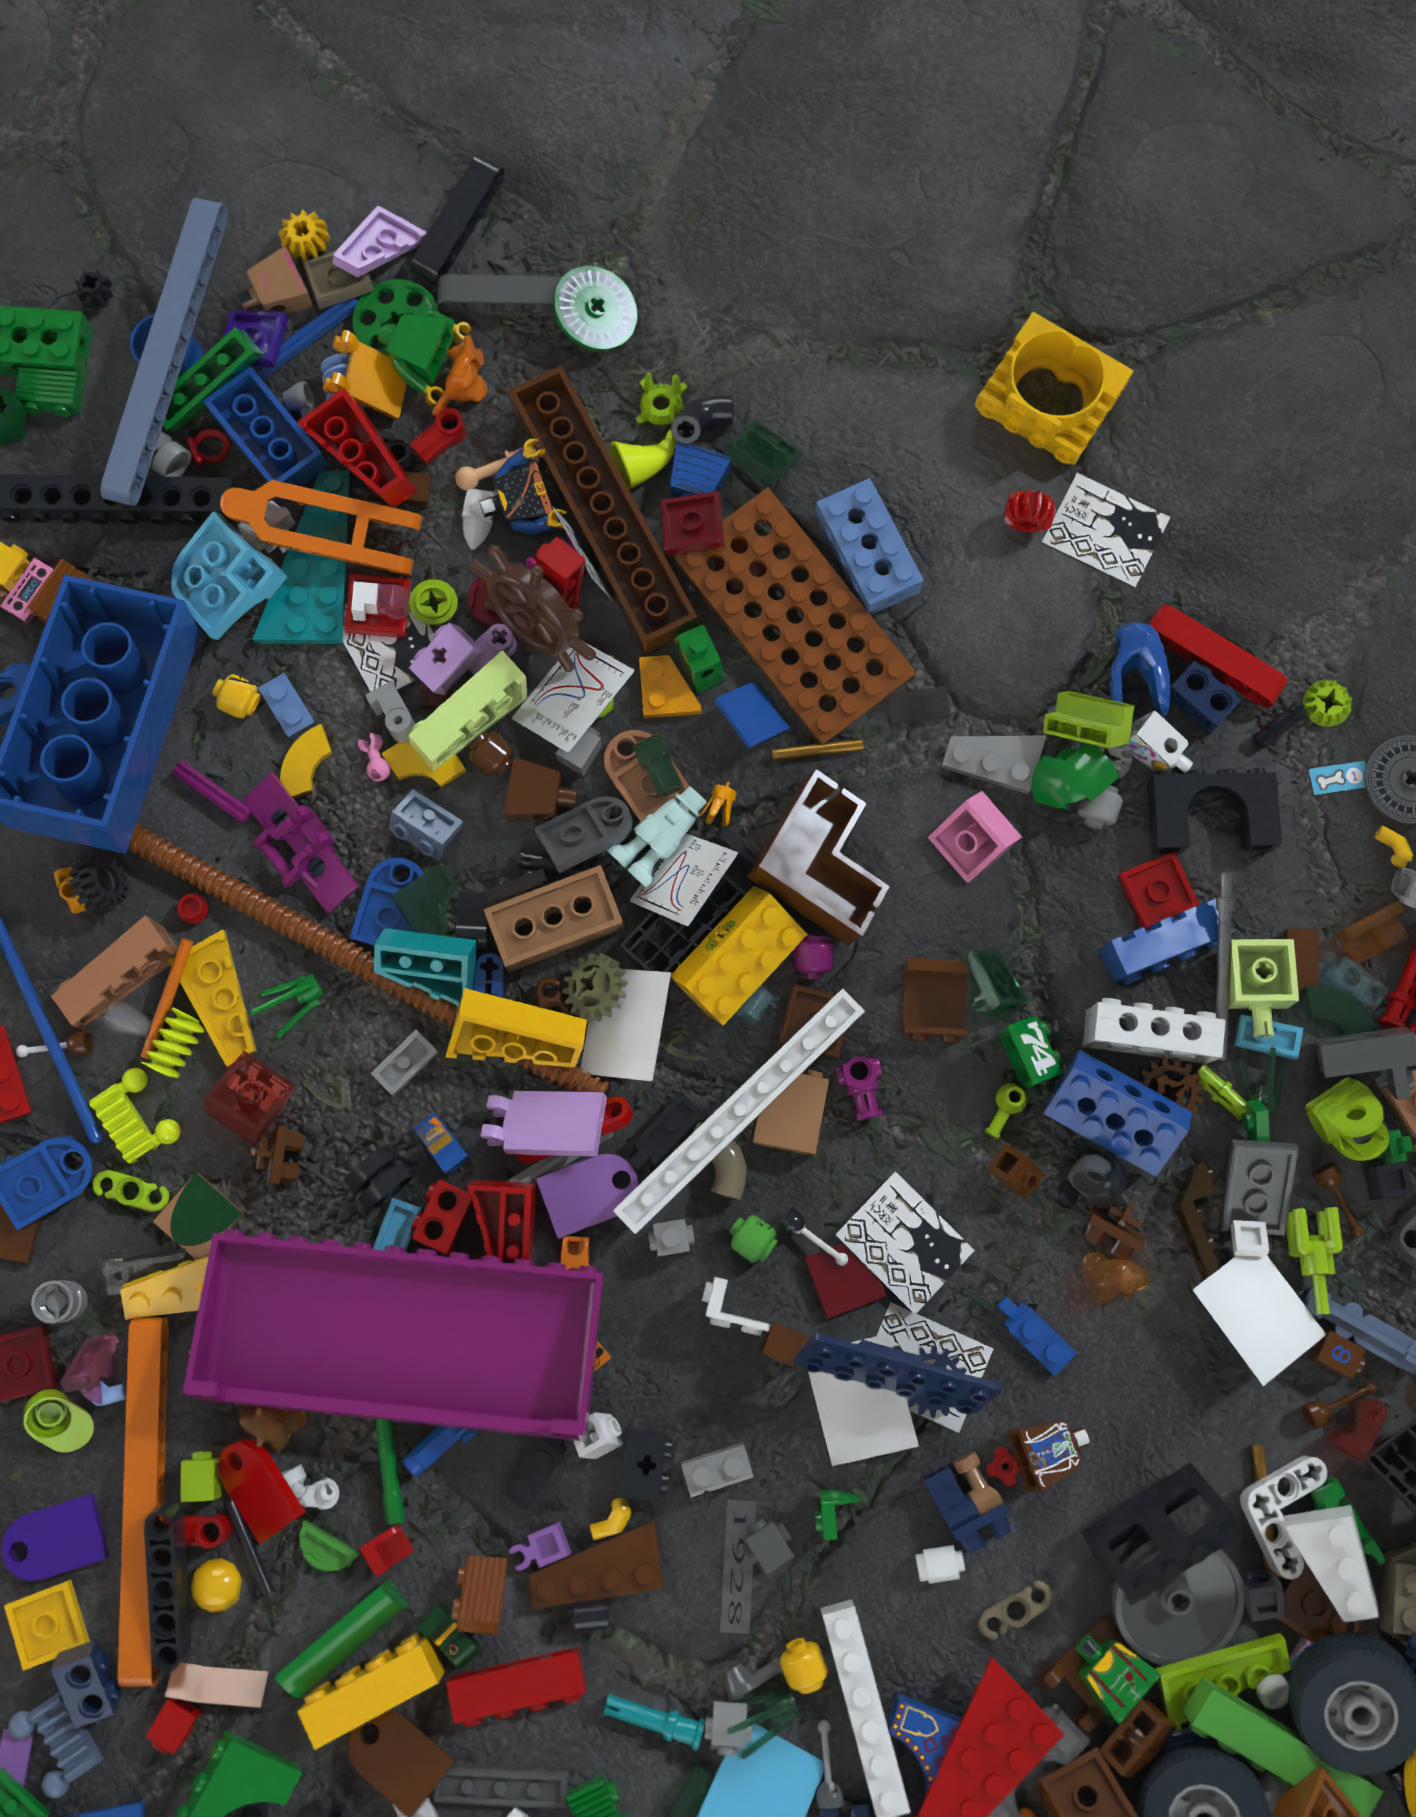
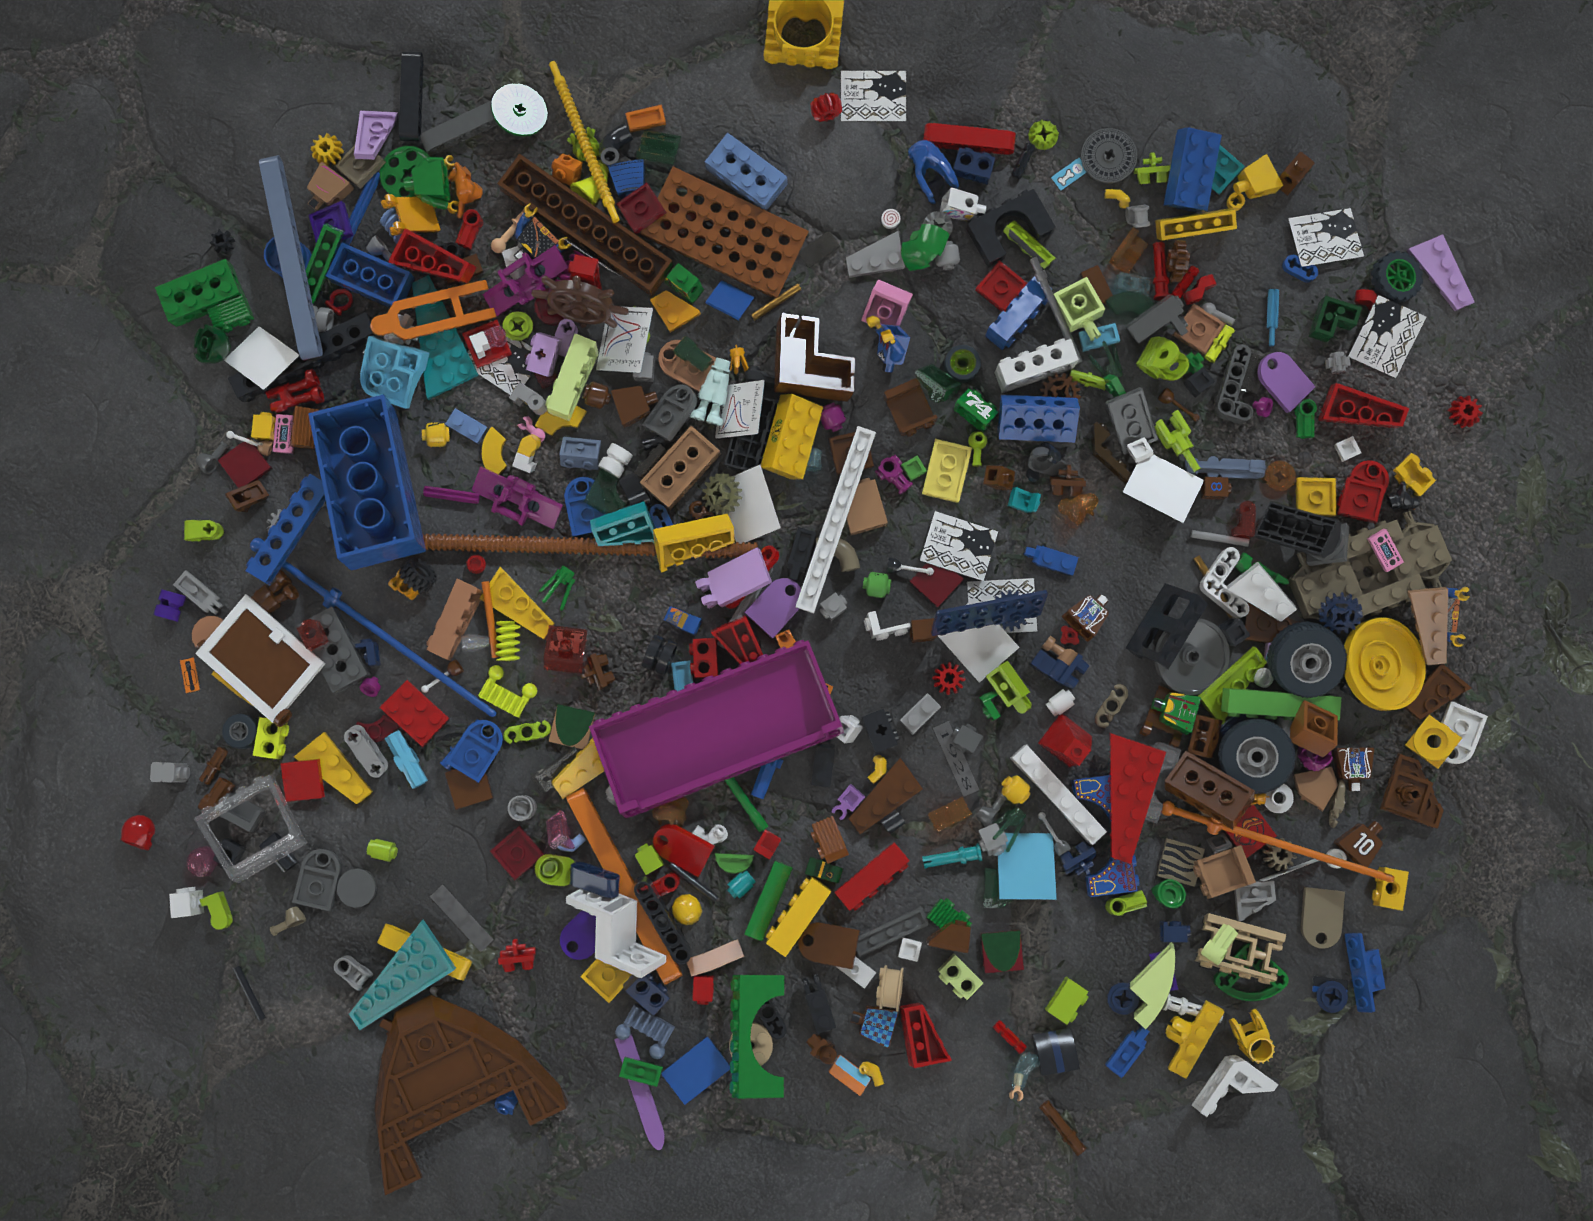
camera: 25 degrees left, 5 degrees up
(54, 469) = (261, 357): none -> white sticker
(62, 544) = (289, 400): none -> red piece
(89, 1567) = (617, 932): none -> white bracket
(102, 1469) = (595, 879): none -> dark blue beam
(315, 1591) = (741, 885): none -> teal brick
(347, 786) = (526, 453): none -> leg
(404, 1063) = (639, 587): light grey plate -> none
(451, 551) = (512, 291): none -> magenta piece
(468, 860) = (615, 460): none -> white wheel
(617, 420) = (566, 169): none -> orange brick
(661, 394) = (588, 152): none -> yellow hose
(684, 1650) = (949, 814): none -> clear orange panel
(766, 405) = (645, 118): none -> orange tile
(796, 1444) = (955, 681): none -> red gear
(874, 1501) = (1010, 687): none -> lime brick
(896, 1092) = (914, 468): none -> bright green tile
(921, 1635) = (1067, 741): none -> red slope
(943, 1120) = (947, 471): none -> light yellow tile
(954, 893) = (891, 345): none -> blue torso
(1036, 1224) = (1024, 500): none -> teal bracket
(1039, 709) = (890, 219): none -> white tile
(1059, 965) = (964, 353): none -> wheel
(1090, 720) = (918, 210): lime piece -> none
(1229, 848) = (1028, 244): none -> lime plate
(1308, 1435) = (1219, 538): none -> light grey bar
(1318, 1413) = (1219, 523): reddish brown hinge -> none

